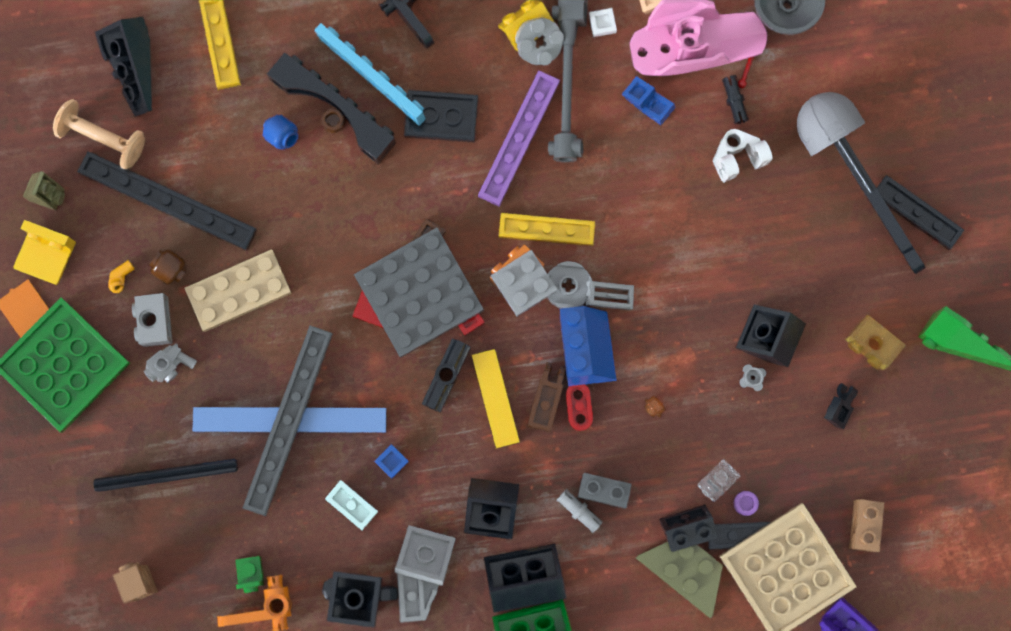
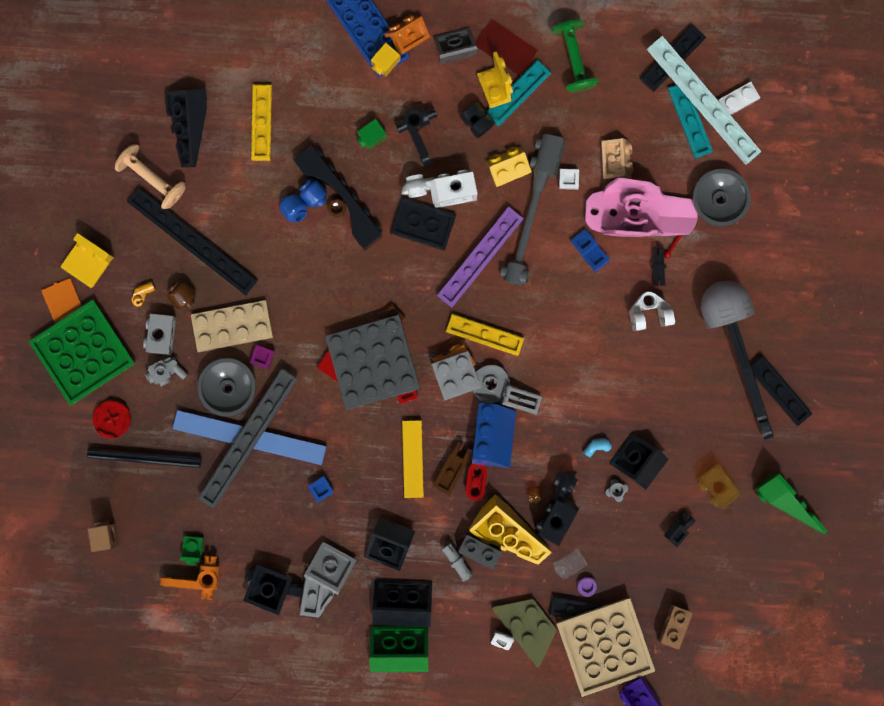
camera: 10 degrees right, 5 degrees up
(44, 191) = (97, 212): olive slope -> none
(115, 437) = (111, 419): none -> red tile
(234, 353) = (213, 383): none -> dark grey dish
(283, 318) = (262, 357): none -> magenta plate
(300, 109) = (313, 193): none -> blue head
(351, 505) = (282, 515): light aqua plate -> none
(354, 25) = (371, 135): none -> green brick
(377, 79) = (380, 184): medium azure plate -> none
(453, 361) = (370, 442): black piece -> none
(459, 66) = (441, 189): none -> white brick
(552, 41) = (515, 173): light grey plate -> none
(627, 456) = (504, 528): none -> yellow wedge
(658, 595) = (502, 640): none -> white slope
(688, 528) = (537, 595): black bracket -> none
(690, 413) = (560, 507): none -> black brick
(715, 327) = (597, 444): none -> medium azure arm

